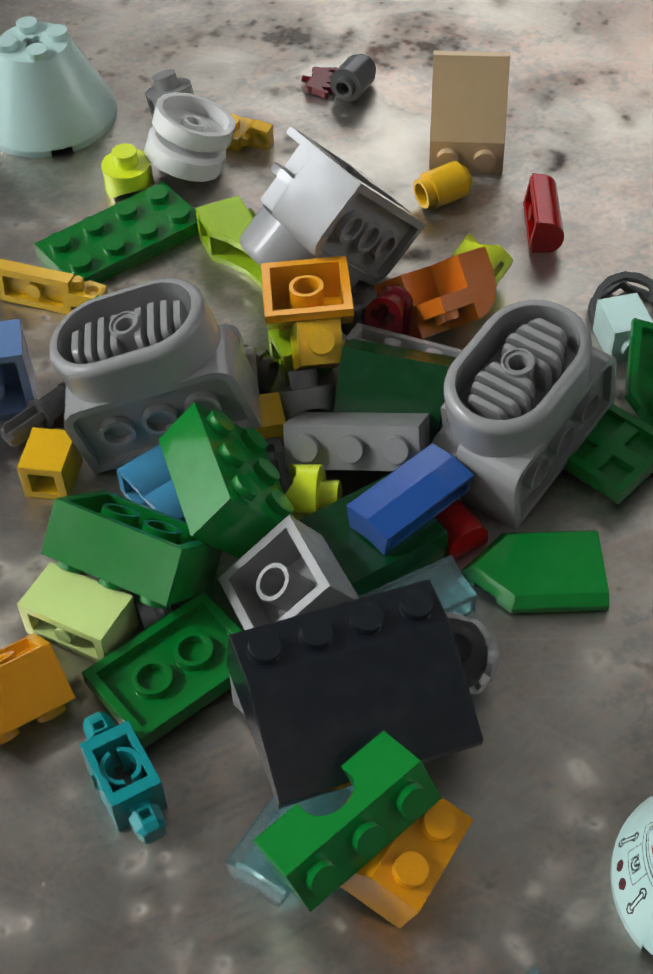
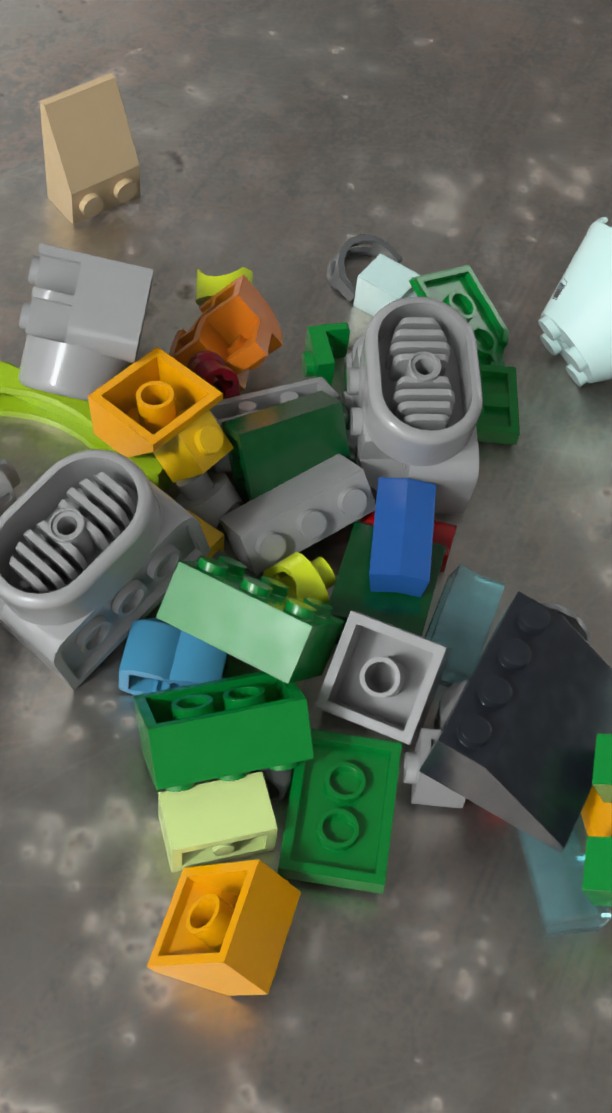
camera: 50 degrees left, 5 degrees up
(49, 464) = (38, 706): yellow brick -> none
(131, 805) = (402, 902): teal piece -> none
(442, 185) = (112, 232): yellow brick -> none
(543, 214) = (223, 219): red brick -> none
(543, 571) = (519, 532): green tile -> none

